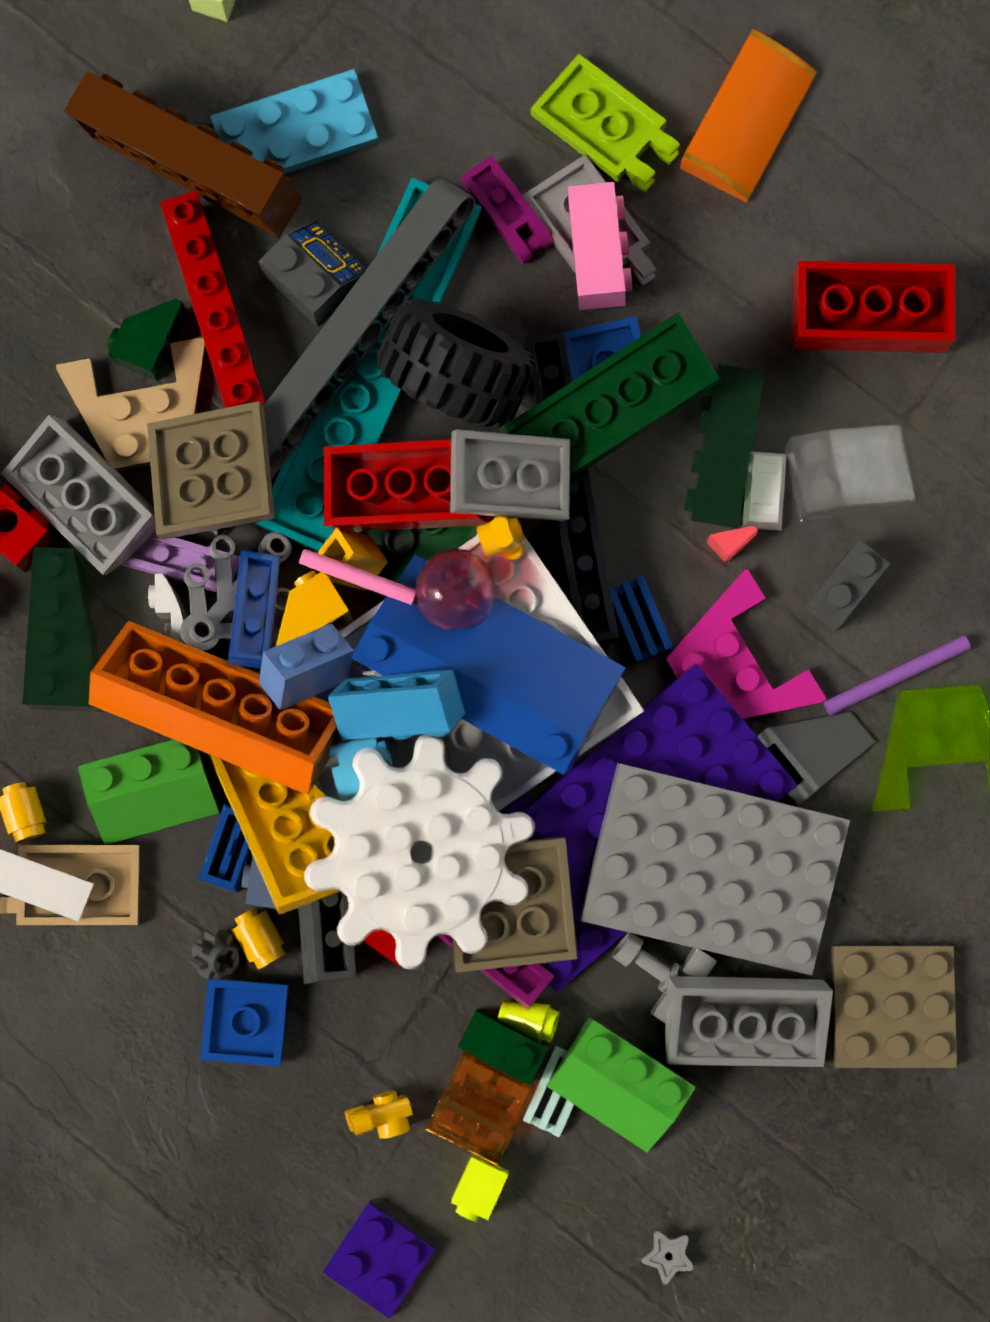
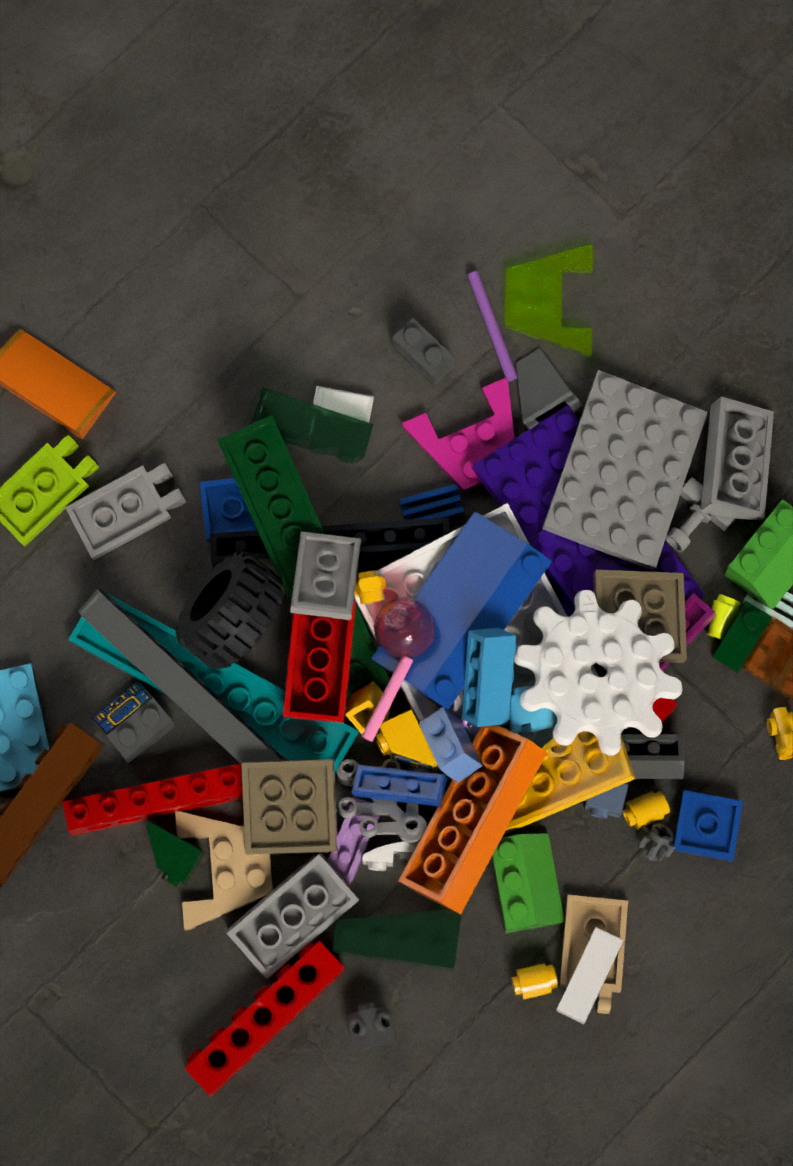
camera: 85 degrees left, 5 degrees down
(228, 855) = (574, 839): blue tile -> none
(506, 208) = (101, 570): magenta plate -> none
(599, 246) = (144, 501): bright pink brick -> none
(731, 542) = (383, 431): coral slope -> none
(848, 471) = (336, 342): clear slope -> none
(873, 306) = (214, 308): red brick -> none
(893, 1007) = (734, 357): dark tan plate -> none

